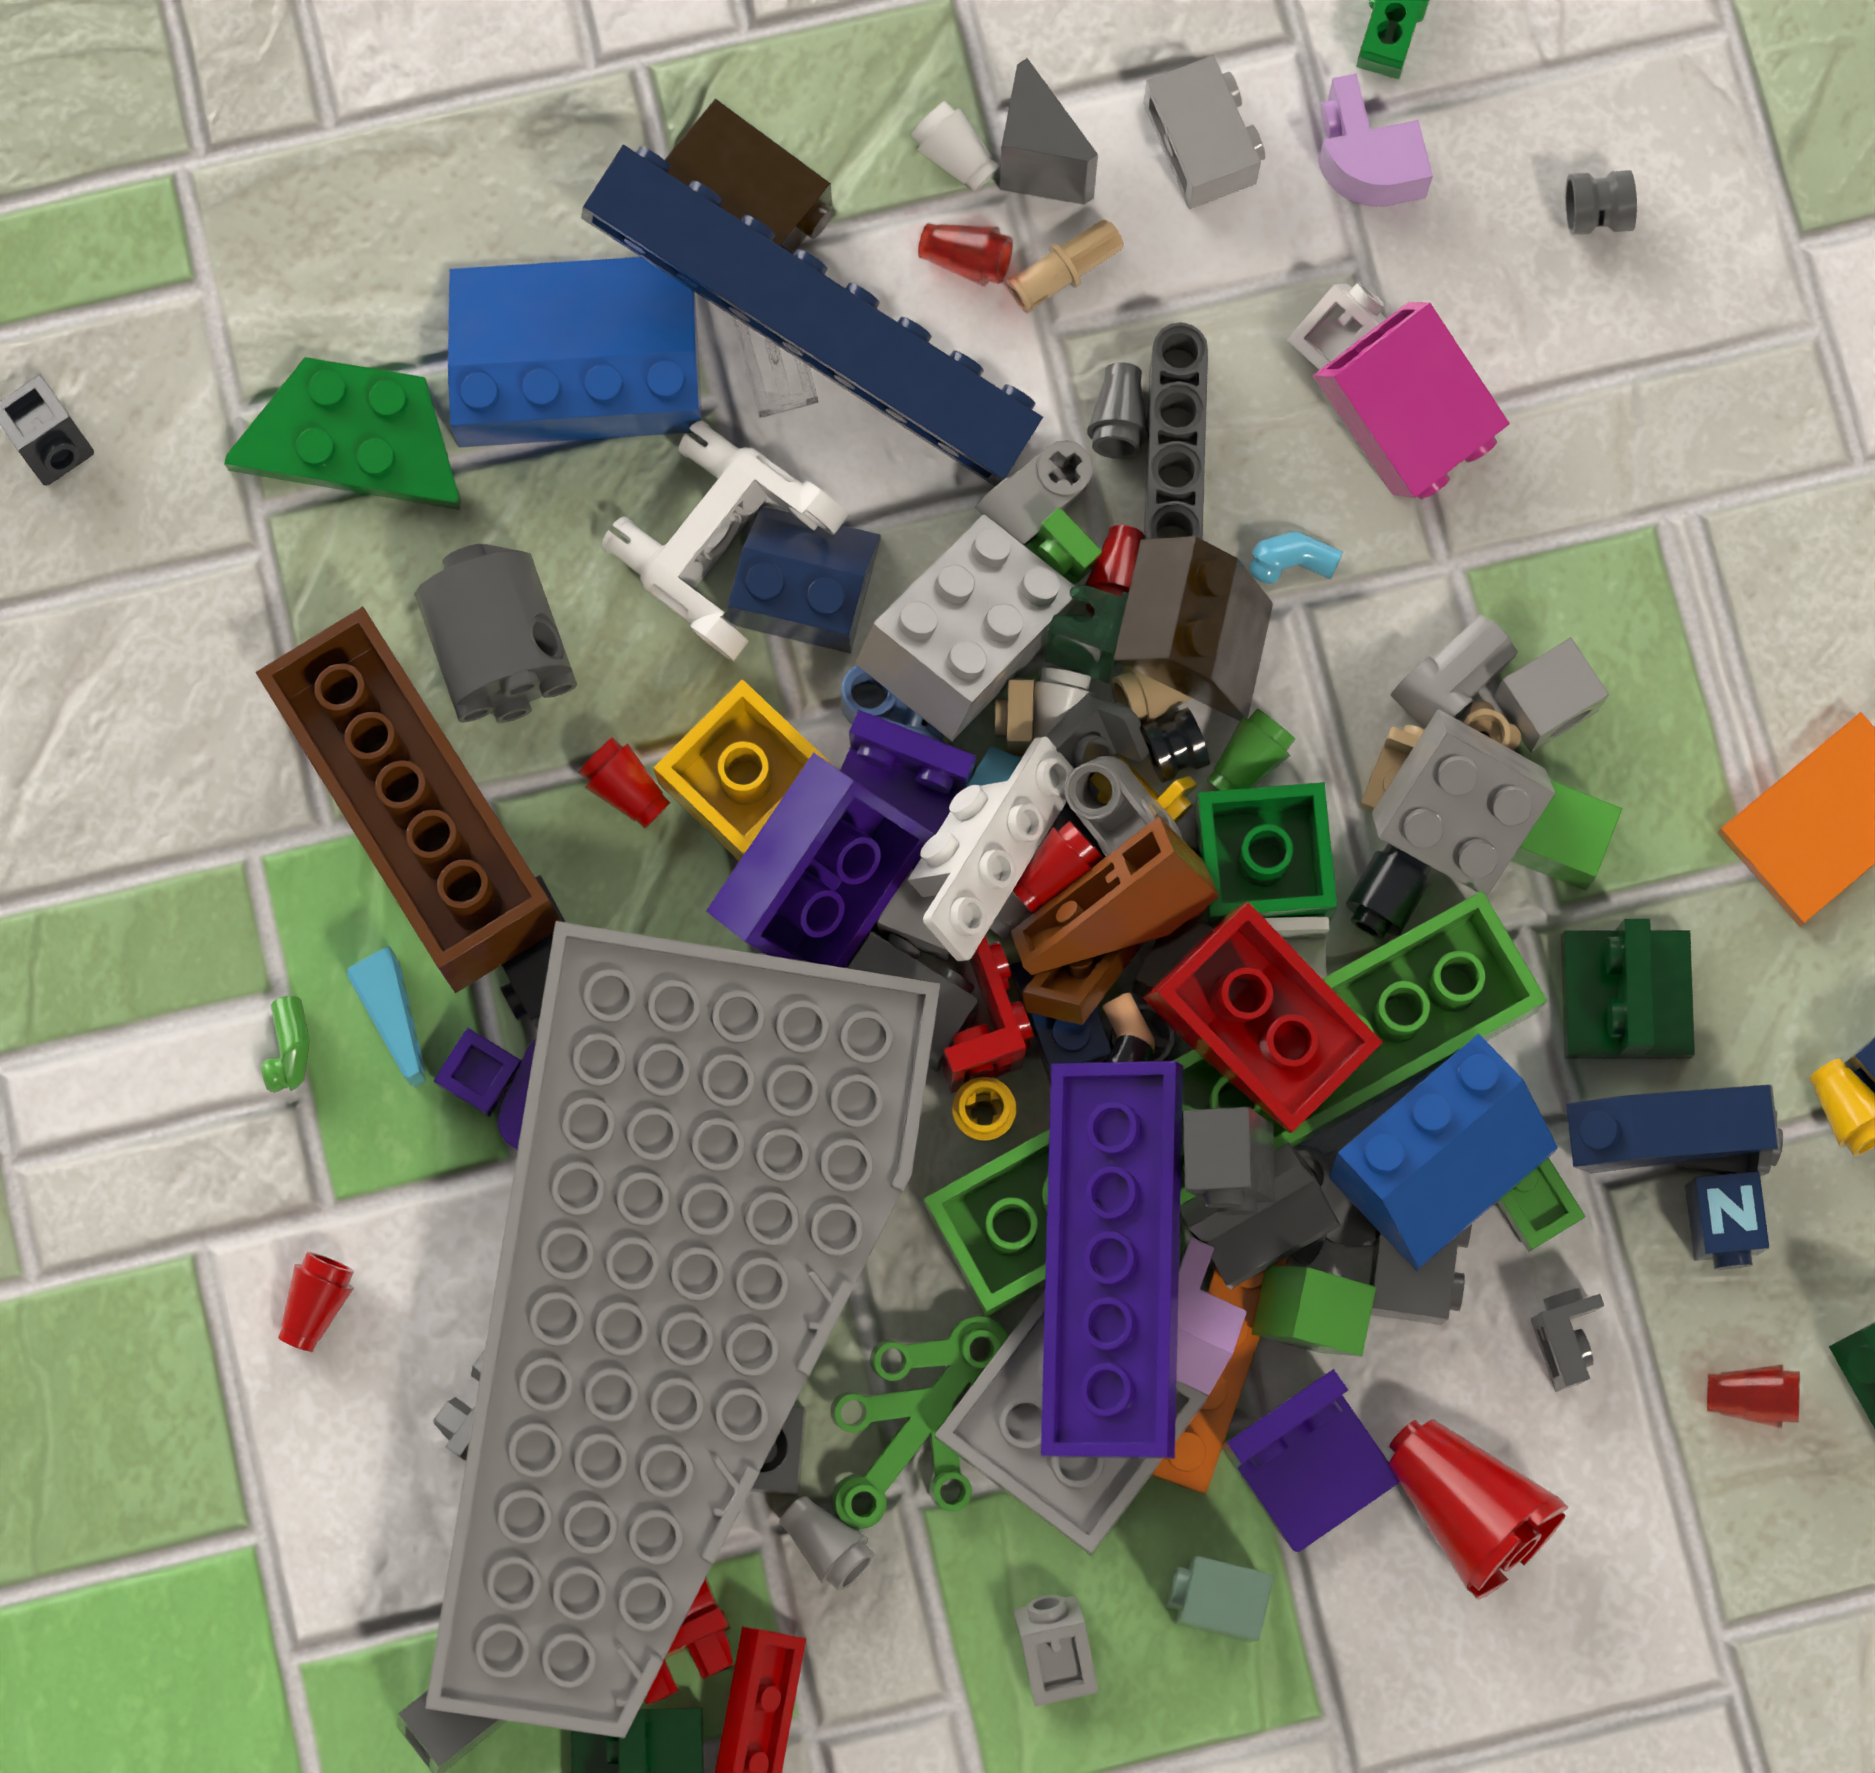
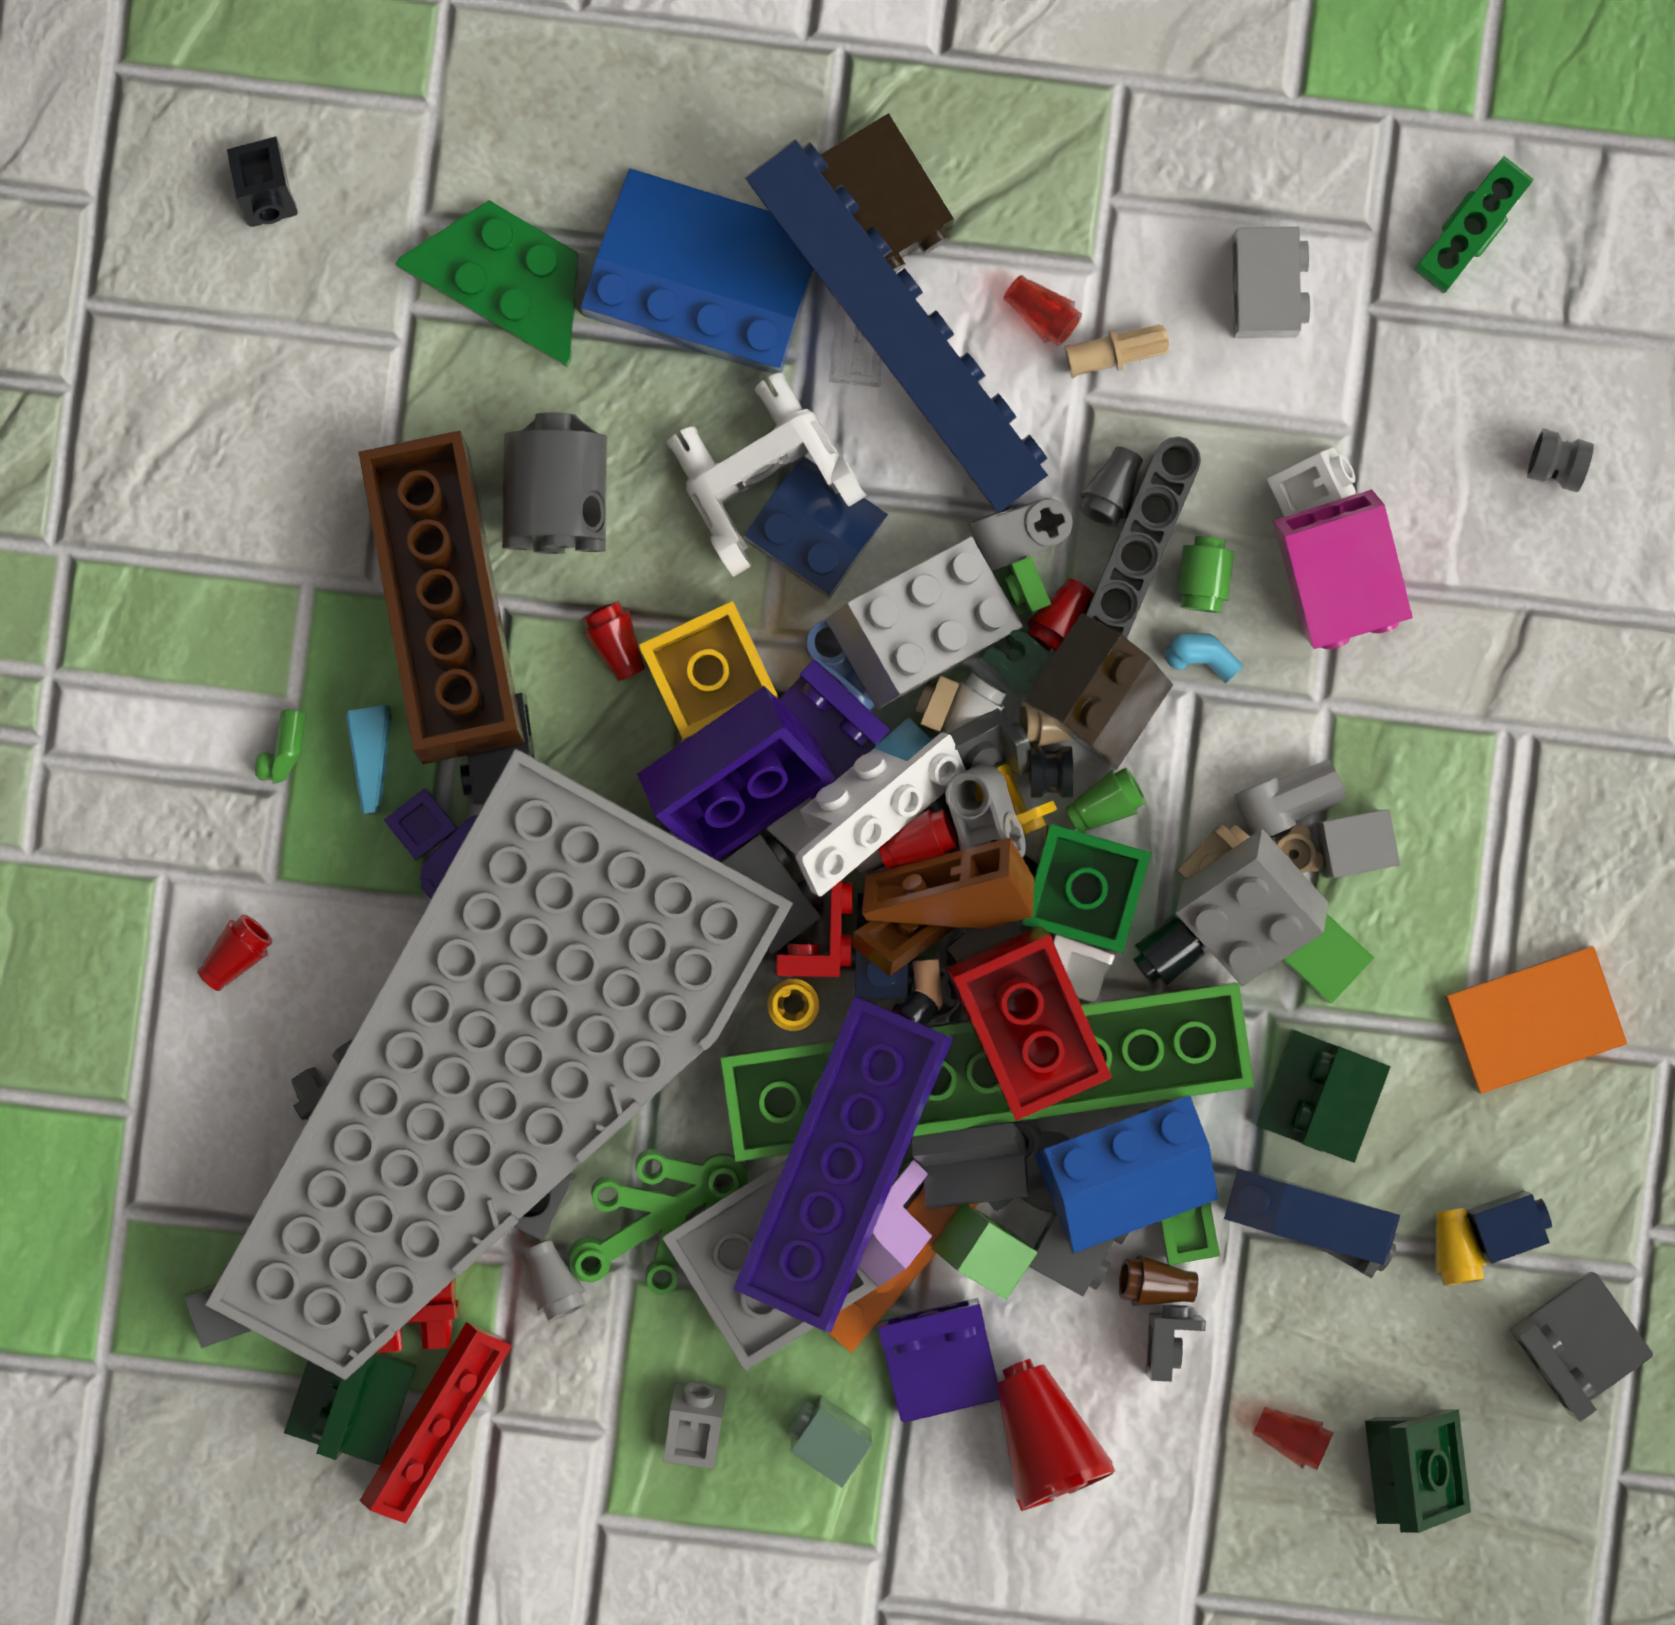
camera: 20 degrees right, 10 degrees up
(955, 146) = (1066, 220): white cone -> none
(1043, 146) = (1133, 249): dark grey slope -> none
(1229, 1159) = (958, 1126): dark grey brick -> none
(1261, 467) = (1205, 575): none -> bright green brick
(1367, 164) = (1391, 361): lavender brick -> none
(1522, 1277) = (1155, 1282): none -> reddish brown cone
(1727, 1219) = (1327, 1298): dark blue brick -> none

